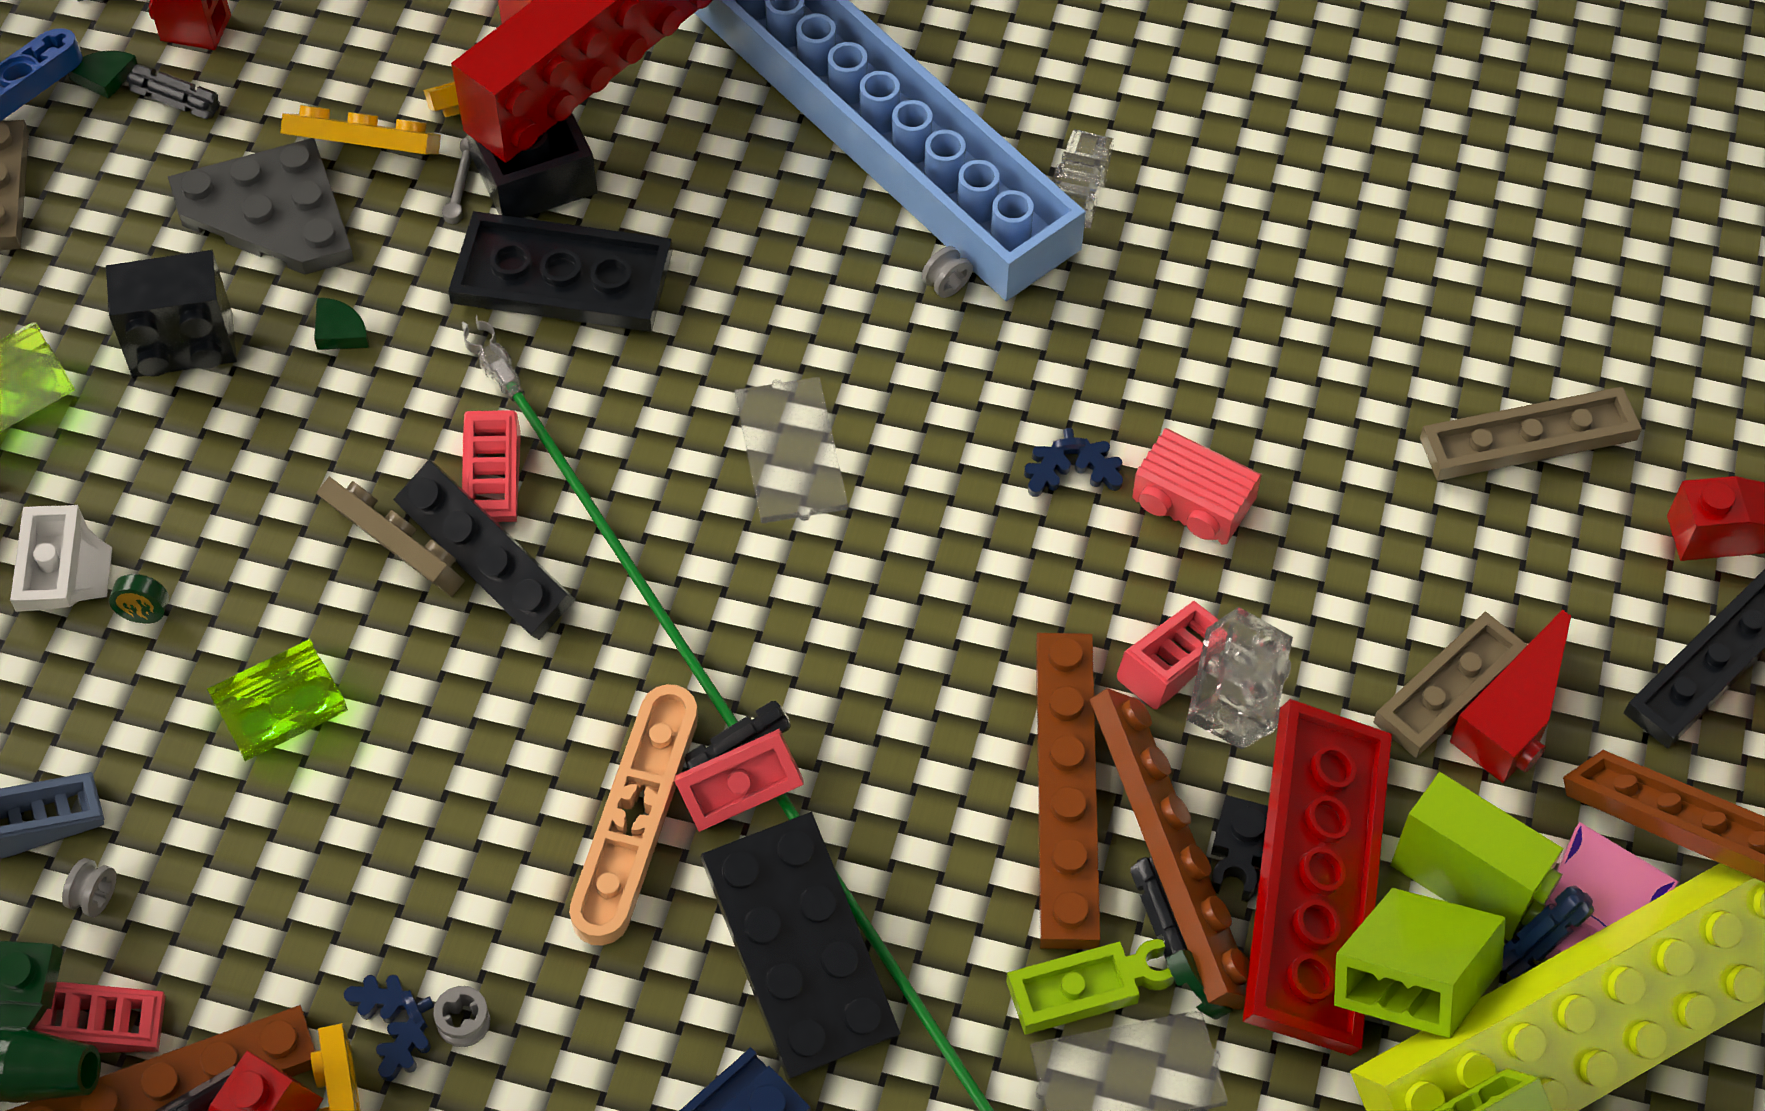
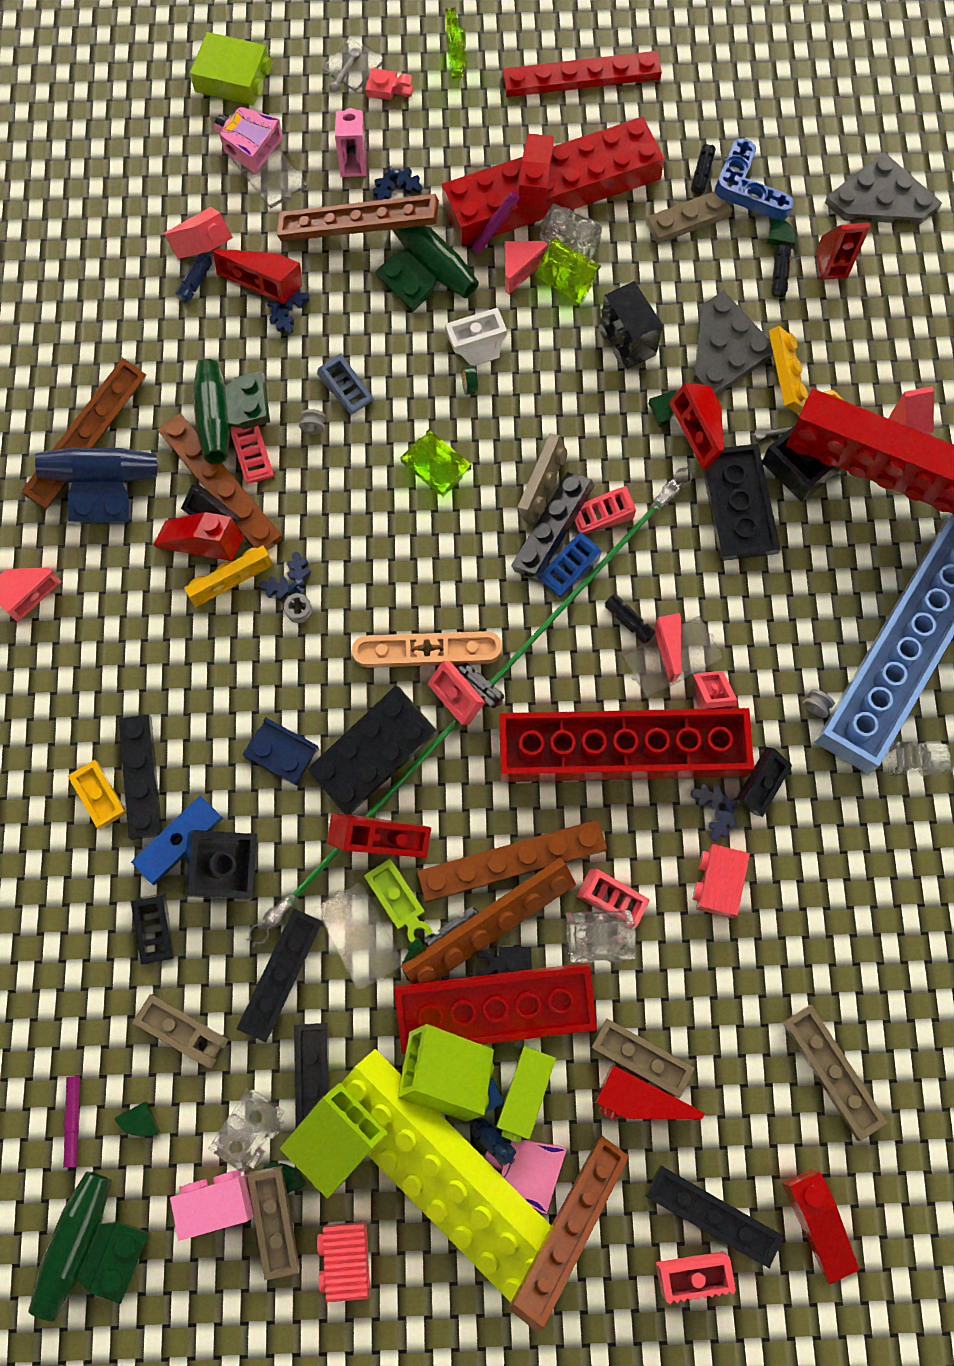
camera: 75 degrees right, 15 degrees up
(405, 269) = (700, 420): none -> red slope
(552, 514) = (584, 544): none -> blue slope
(700, 487) = (629, 618): none -> black axle
(779, 435) = (669, 642): none -> coral slope
(882, 404) = (713, 691): none -> coral slope
(924, 557) = (625, 745): none -> red brick
(960, 982) = (378, 835): none -> red slope
(1051, 381) = (764, 781): none -> black plate

